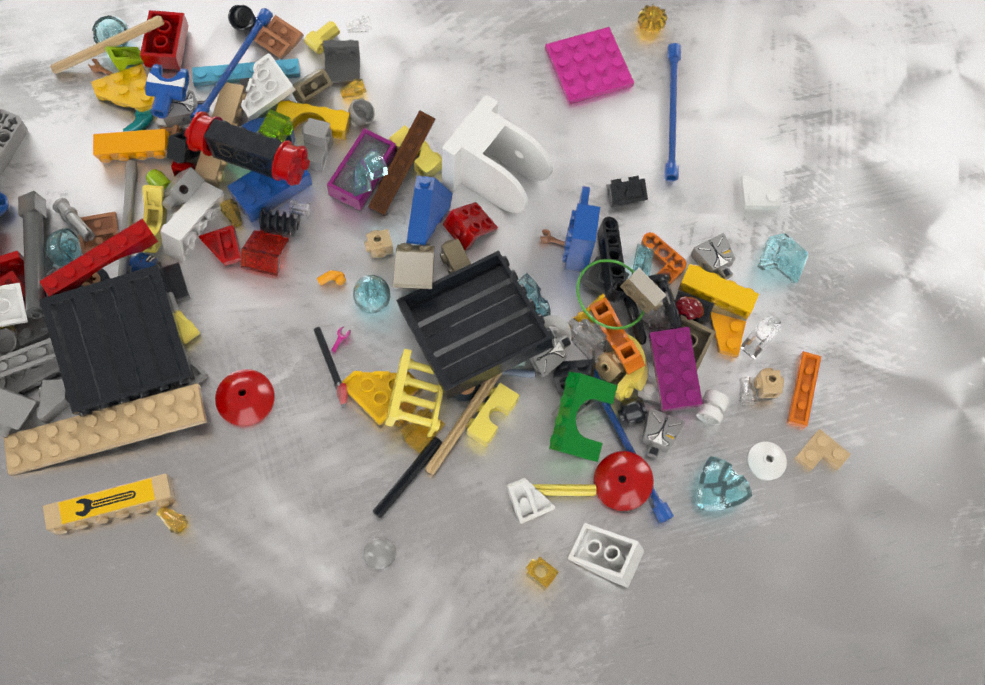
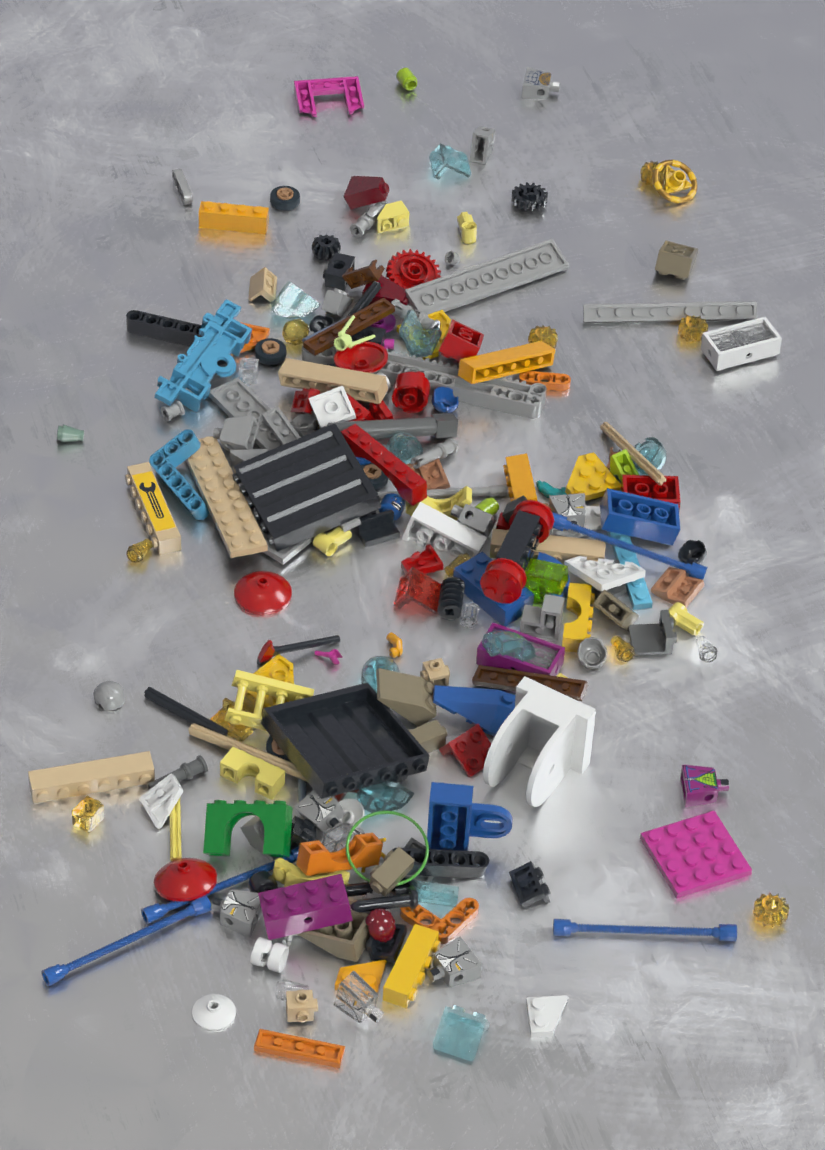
camera: 90 degrees right, 25 degrees down
(69, 477) = (165, 462): none -> dark azure beam
(166, 89) = (580, 491): blue connector -> none
(197, 48) = (639, 517): none -> blue brick
(488, 476) = (185, 771): none -> dark grey pin
(493, 570) = (91, 777): none -> tan brick
(519, 50) = (701, 785): none -> magenta torso
(607, 554) = (106, 866): white slope -> none
(721, 486) = (180, 956): clear light blue brick -> none
(736, 603) = (55, 973): none -> blue hose
(821, 447) = (229, 1059): tan plate -> none

